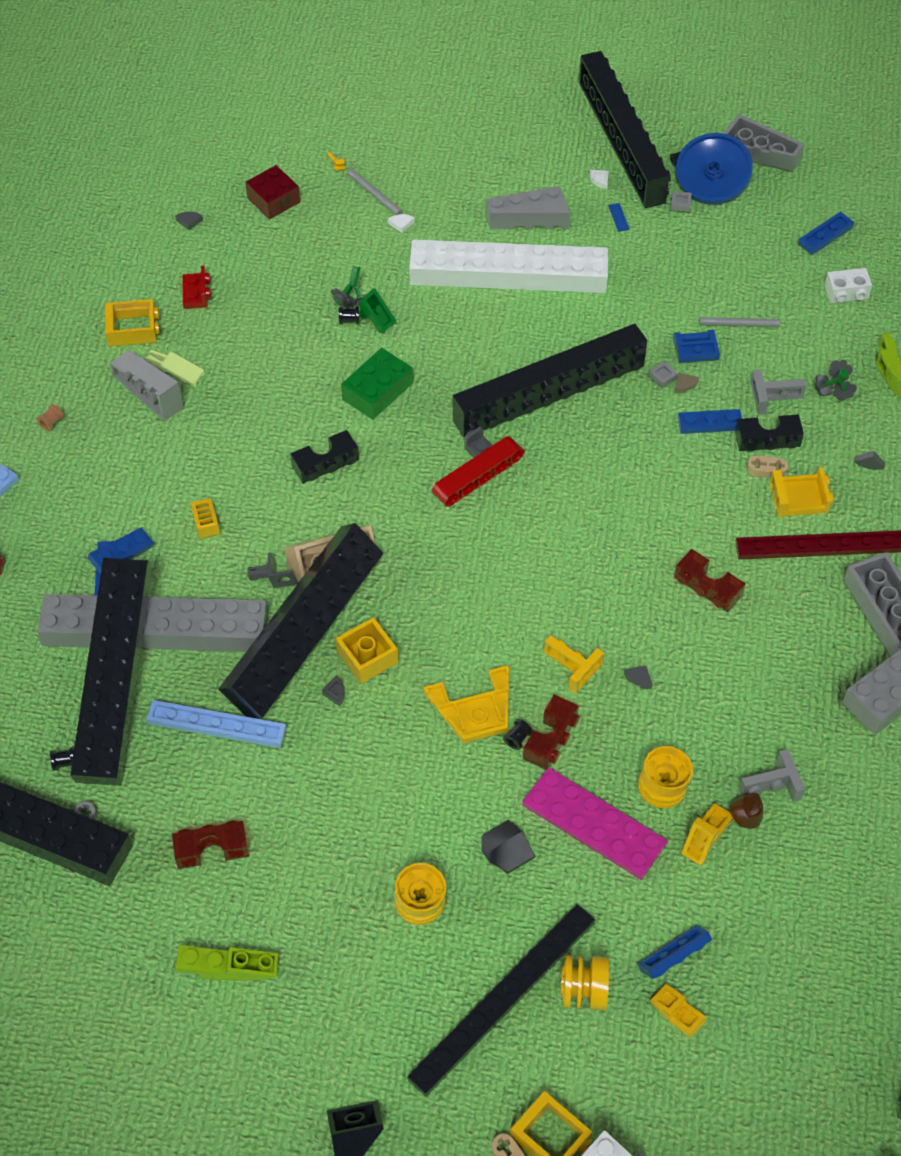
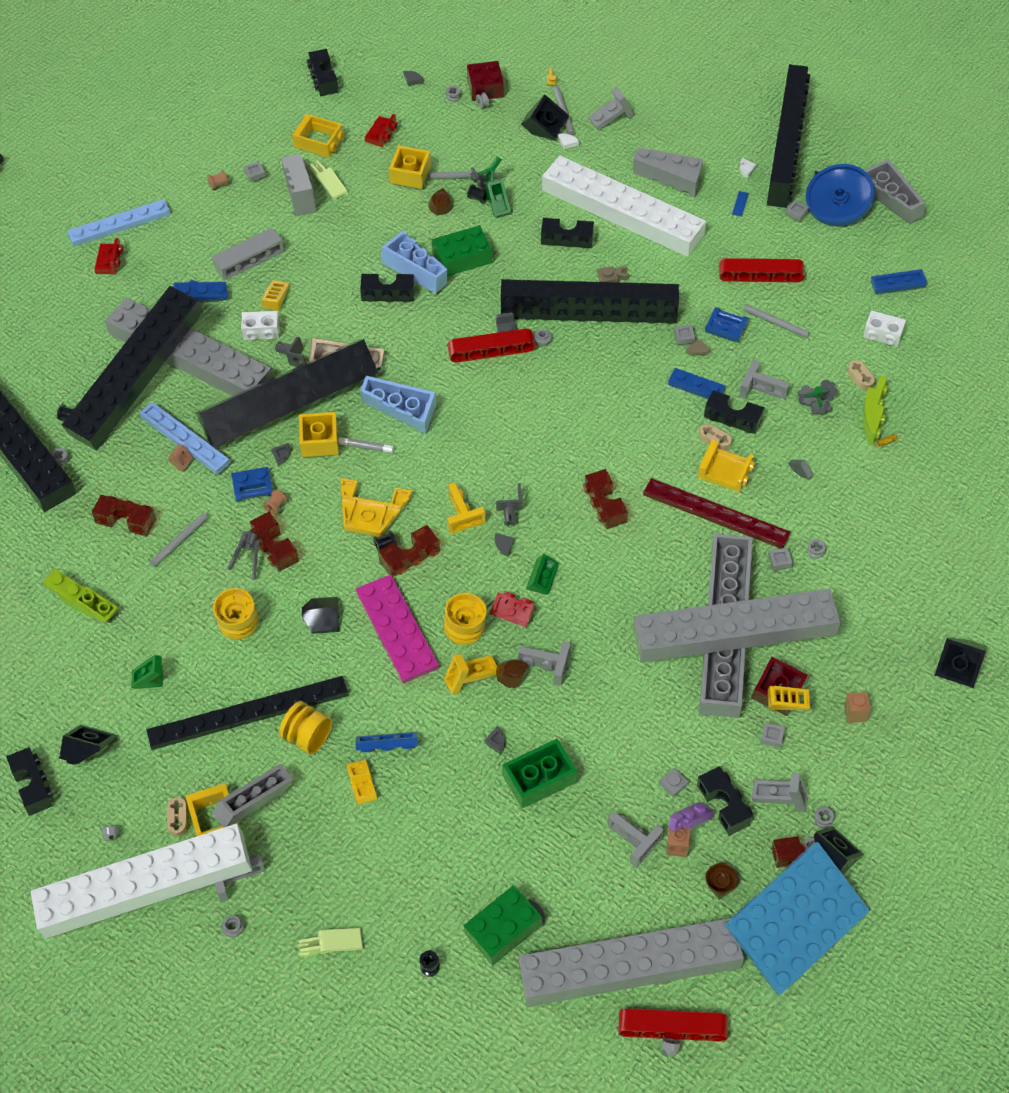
camera: 30 degrees right, 0 degrees up
(77, 244) = (321, 72): none -> black arch
(86, 390) = (254, 171): none -> light grey plate
(143, 485) = (248, 254): none -> light grey brick
(213, 556) = (260, 325): none -> white brick
(228, 748) = (180, 457): none -> nougat tile
(246, 223) = (449, 93): none -> light grey bush
(259, 316) = (410, 167): none -> yellow brick
(283, 214) = (482, 100): none -> light grey bush
(289, 842) = (180, 538): none -> light grey bar
(309, 305) = (453, 175): none -> light grey bar
(314, 341) = (440, 202): none -> reddish brown hat
(324, 735) = (251, 480): none -> blue plate
(329, 416) = (408, 258): none -> light blue wedge
(365, 207) = (545, 118): none -> black slope
(366, 1011) = (148, 674): none -> green slope
(369, 748) = (275, 502): none -> nougat bush
(375, 807) = (246, 542): none -> dark grey plant
(414, 803) = (280, 553): none -> clear red arch
(421, 638) = (366, 445): none -> light grey bar
(427, 172) = (611, 110): none -> light grey bracket
(429, 574) = (400, 401): none -> light blue wedge
(459, 325) = (579, 236): none -> black arch
(524, 439) = (542, 337): none -> light grey plate
(545, 345) = (609, 274): none -> dark tan plate
(589, 1090) = (252, 796): none -> light grey brick
(620, 634) = (509, 508): none -> dark grey bracket
(690, 276) = (761, 270): none -> red beam
(700, 691) = (542, 574): none -> green slope
(701, 743) = (512, 609): none -> red bracket
(781, 891) = (496, 740): none -> dark grey tile
(855, 904) = (539, 773): none -> green brick
(858, 342) = (862, 374): none -> tan beam

